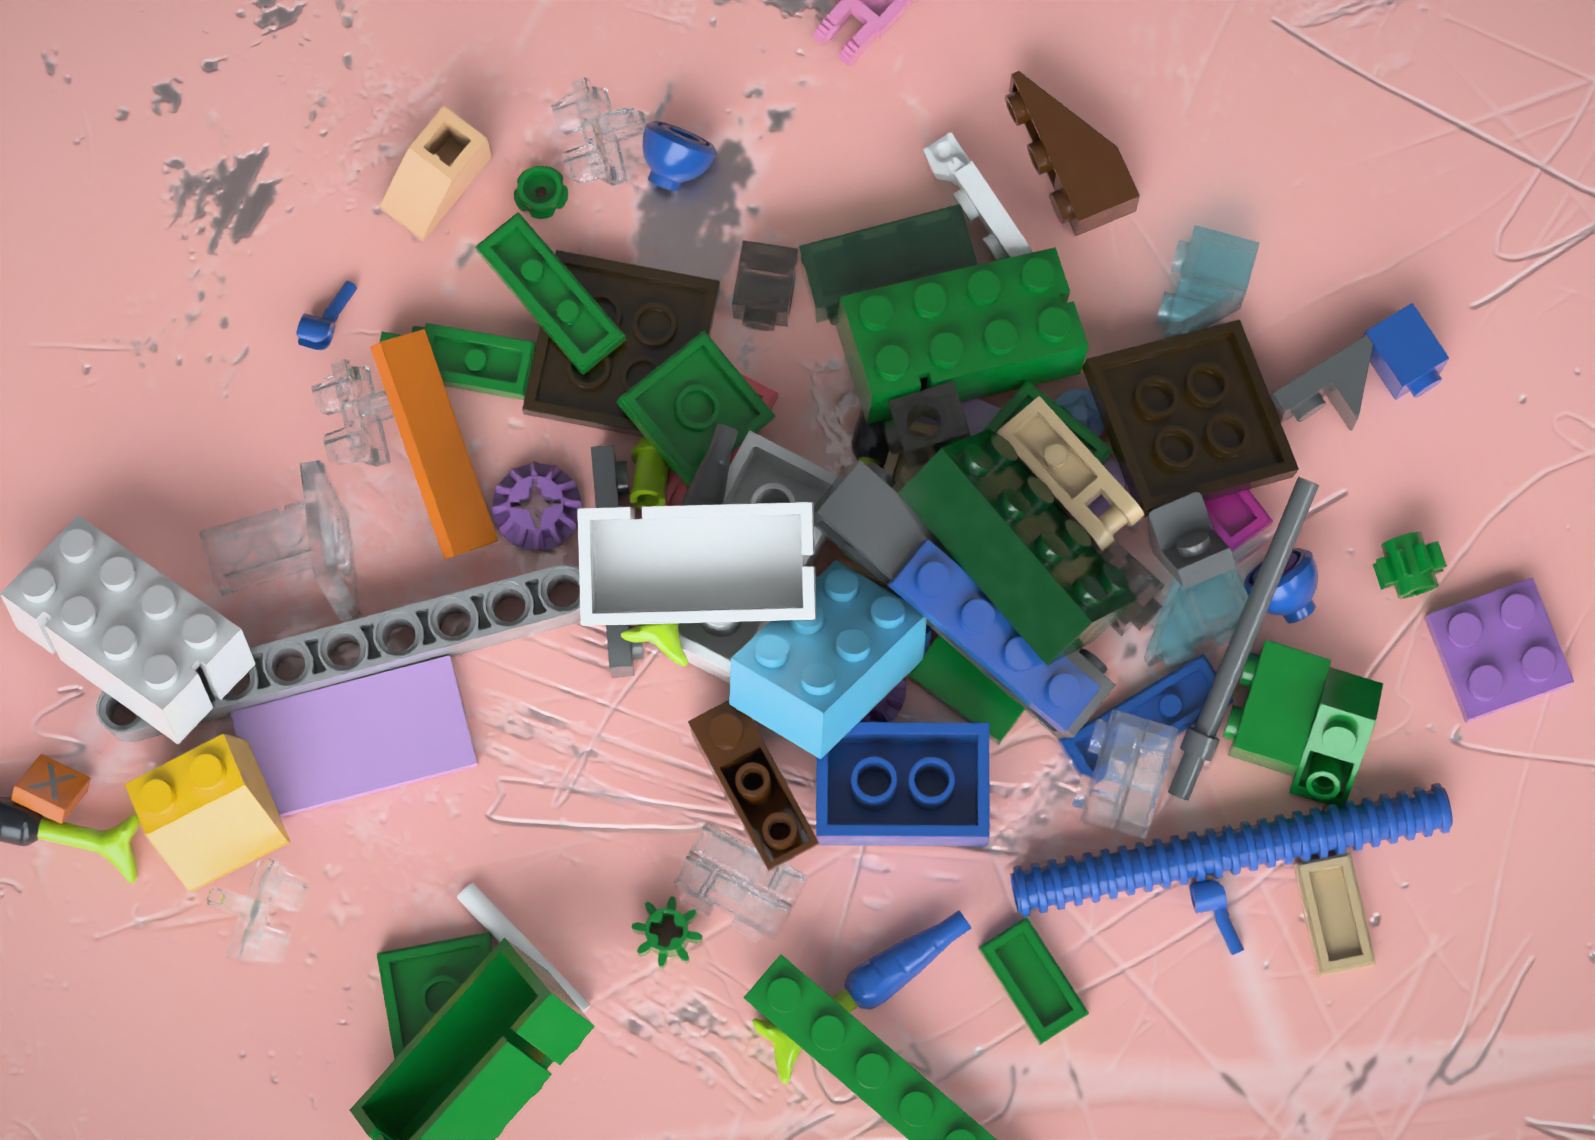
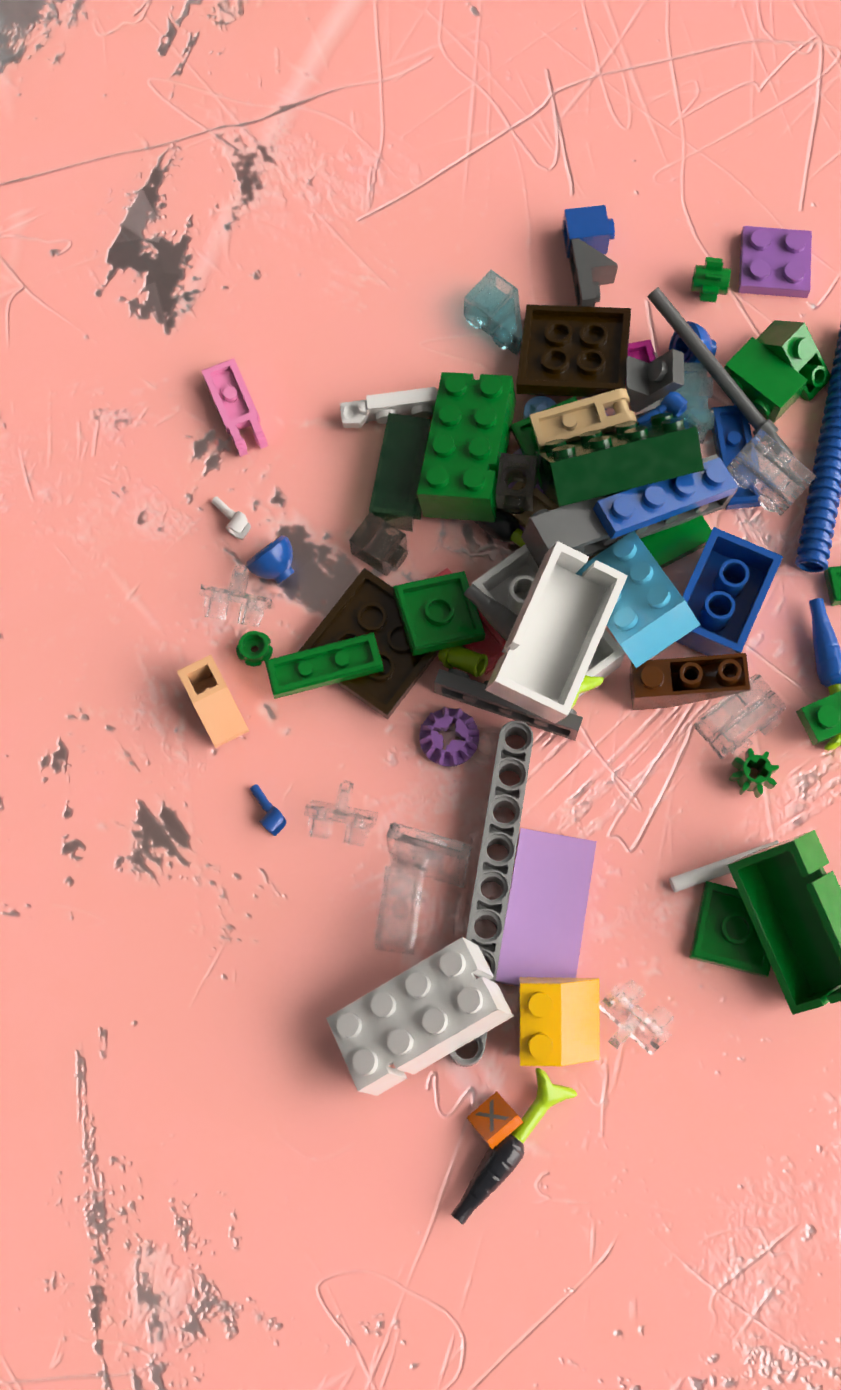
camera: 65 degrees left, 5 degrees down
(434, 443) = (385, 775): orange tile -> none
(479, 360) = (336, 739): green hinge -> none
(710, 84) = (238, 524): none -> white hand
(1080, 162) = (393, 346): reddish brown slope -> none
(1157, 588) = (671, 403): none -> blue hand

